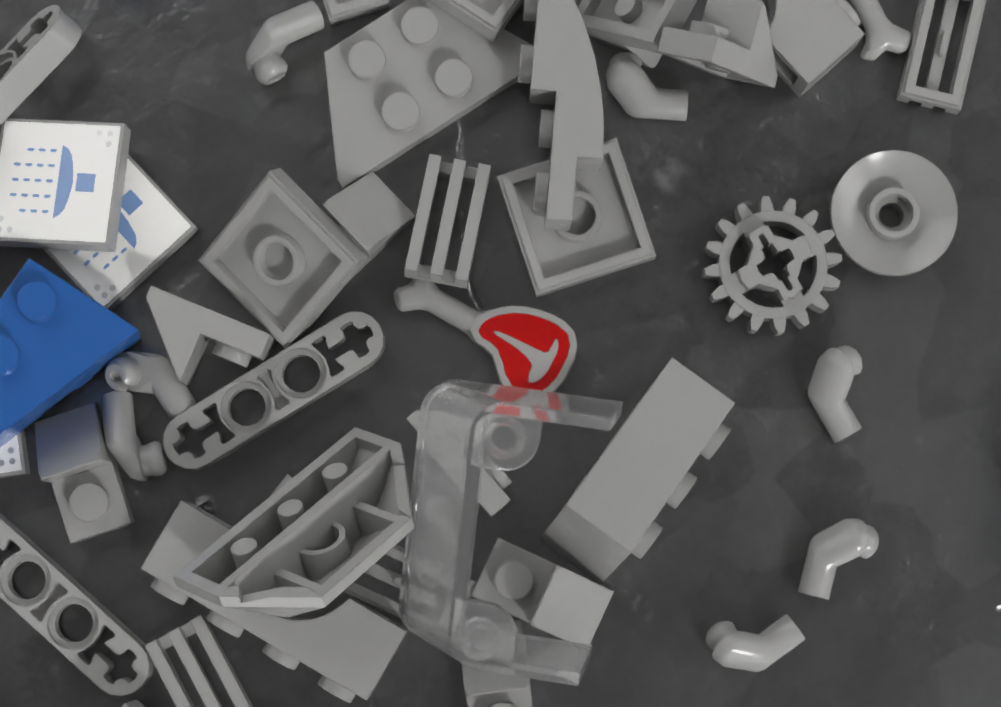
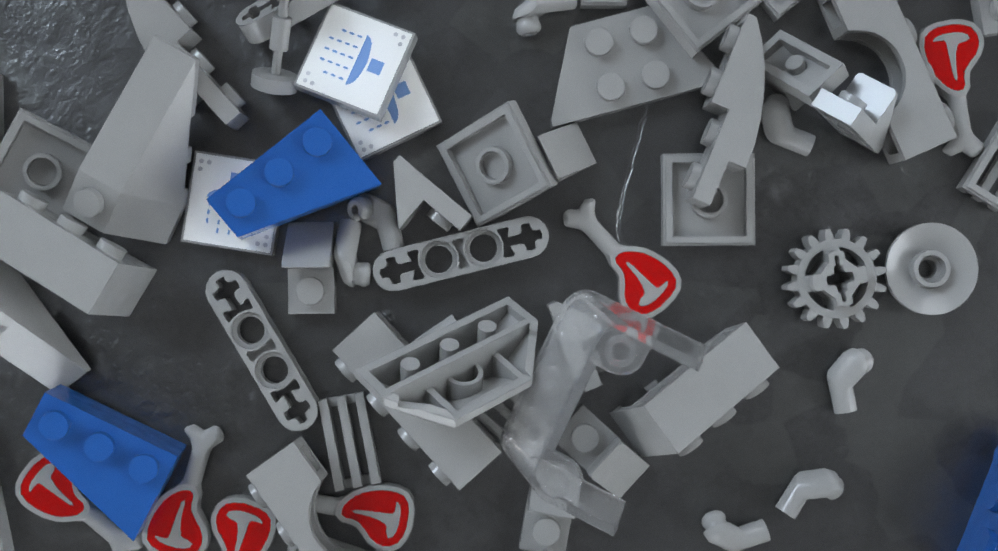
camera: 20 degrees right, 5 degrees up
(457, 174) = (635, 143): light grey tile -> none

